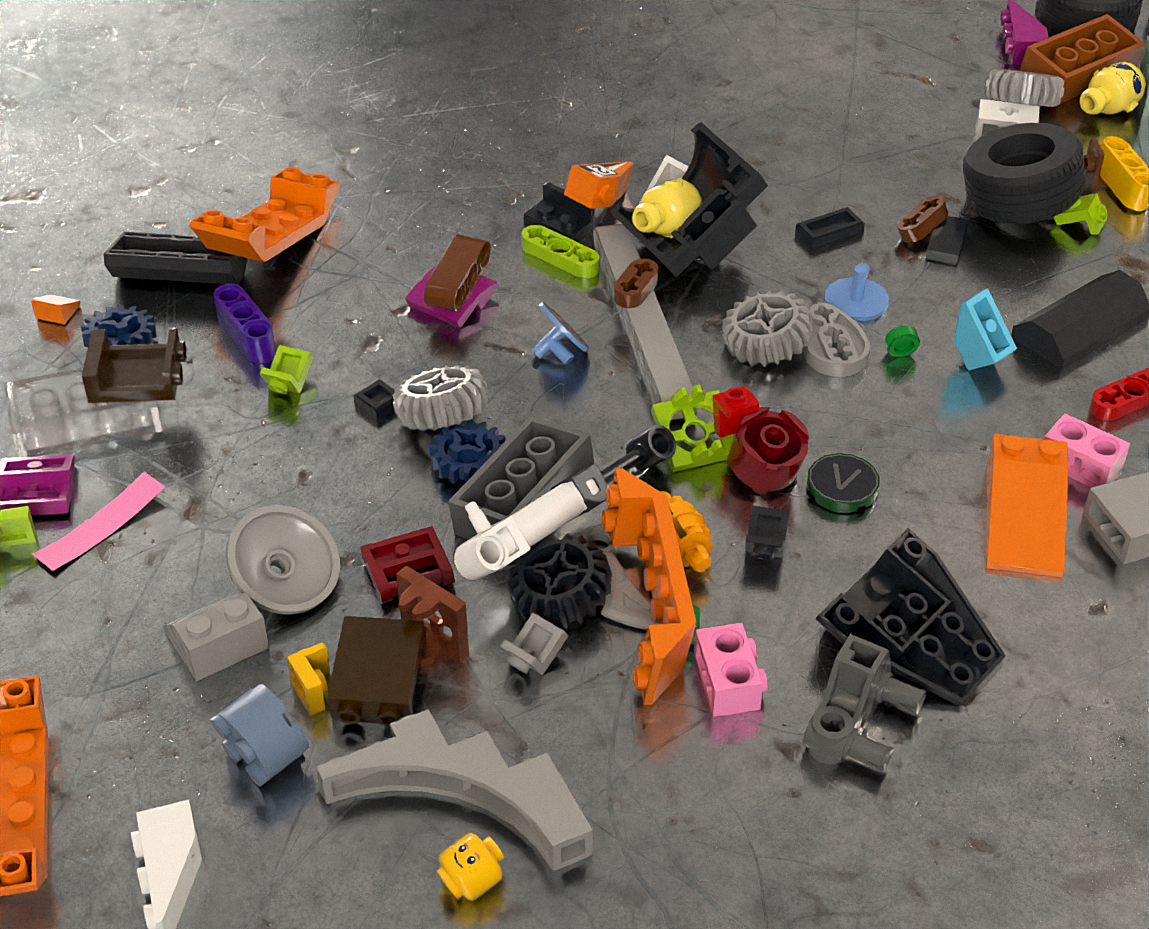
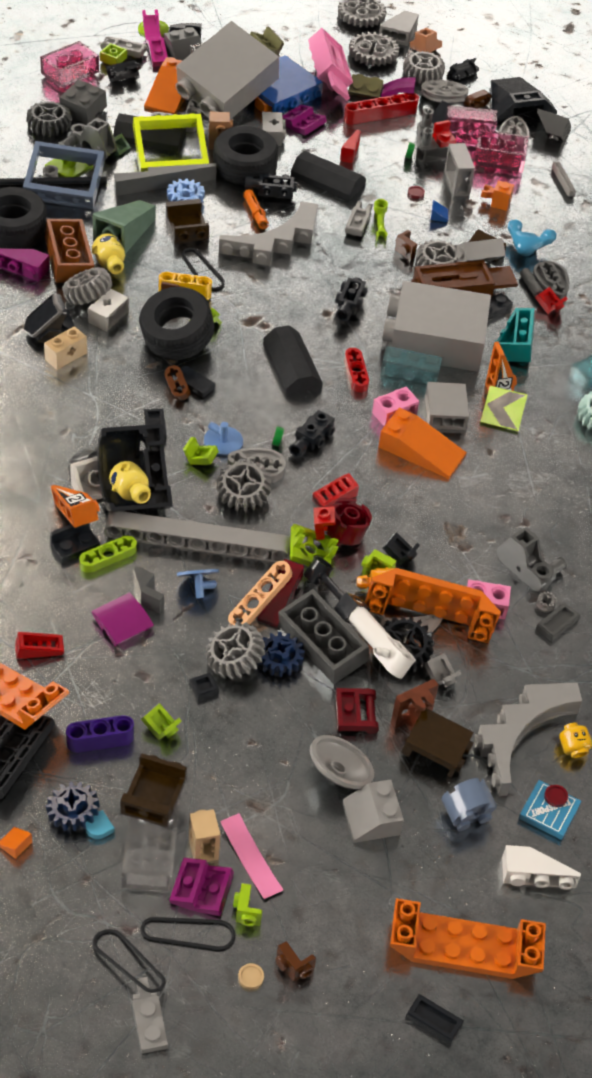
camera: 75 degrees left, 5 degrees up
(96, 449) = (204, 835): none -> tan brick
(307, 676) = (428, 778): yellow bracket -> none
(311, 868) = (546, 817): none -> dark azure tile
(335, 863) = (556, 795): none -> dark red piece
(368, 220) = (25, 649): none -> red slope
(457, 273) = (123, 605): reddish brown beam -> none
(512, 292) = (144, 585): none -> dark grey slope
(558, 395) = (263, 597): none -> light nougat beam
(600, 417) = (284, 597): none -> dark red slope
(636, 283) = (180, 526): reddish brown beam -> none
(715, 507) = (376, 560): none -> lime bracket
(748, 792) = (558, 622): none -> dark grey tile
(783, 752) = (548, 598): none -> light grey bush
(803, 272) = (199, 454): none -> lime bracket
(843, 482) = (376, 502): black tile -> none
(848, 435) = (345, 483): none -> red slope
(896, 109) = (65, 348): none -> tan brick
(921, 617) = (479, 518): black wedge -> none
(934, 86) = (48, 319): none -> black piece
(945, 373) = (312, 433): none -> black brick
(982, 332) = (301, 402): medium azure slope -> none

